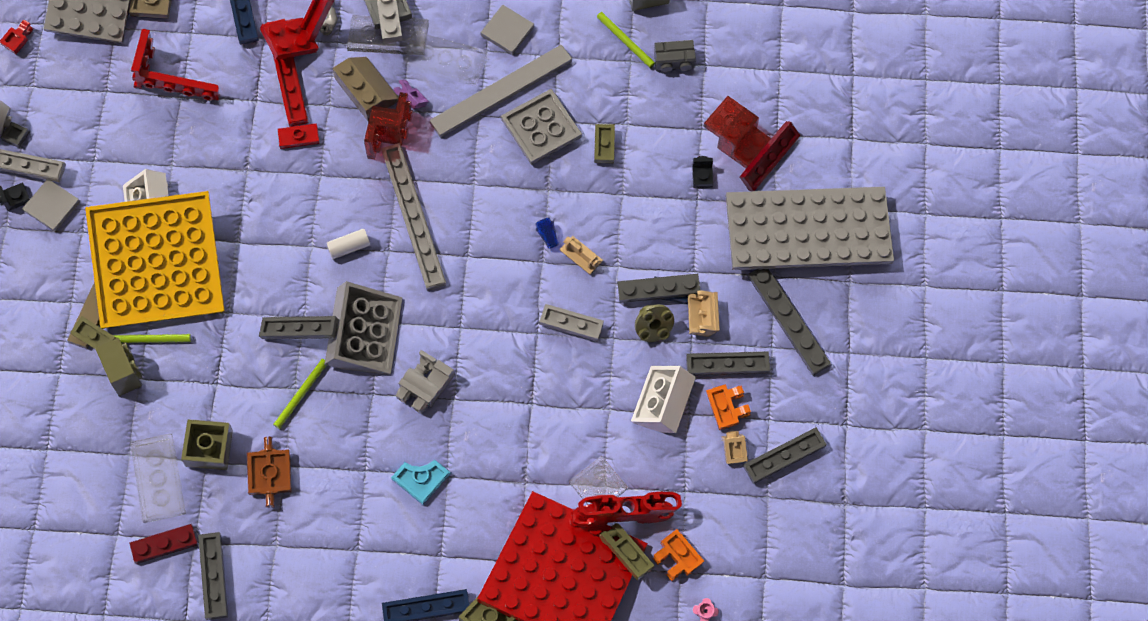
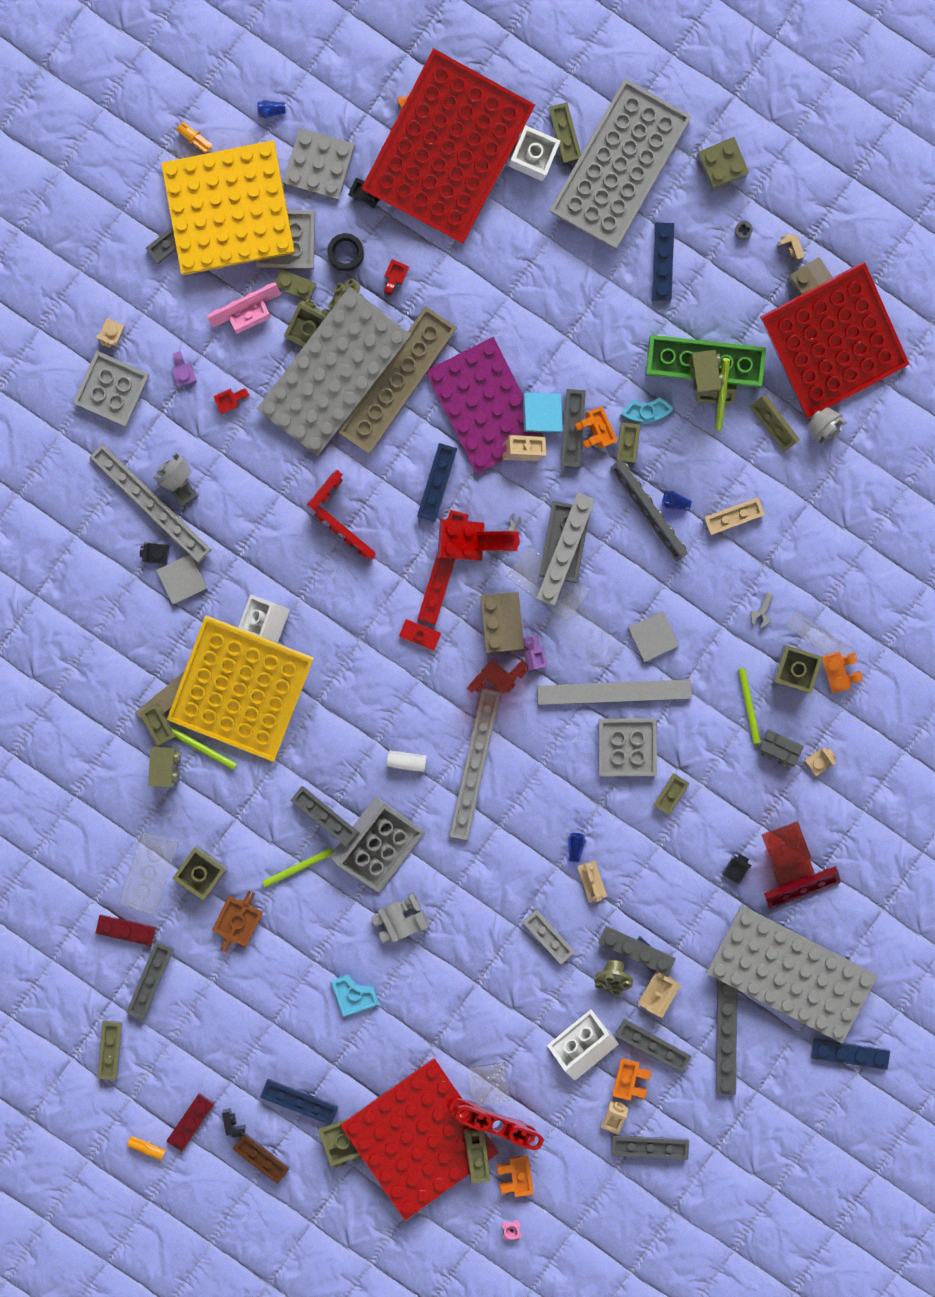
camera: 25 degrees right, 20 degrees up
(716, 47) = (820, 760): none -> tan bracket
(908, 272) = (850, 1054): none -> dark blue plate

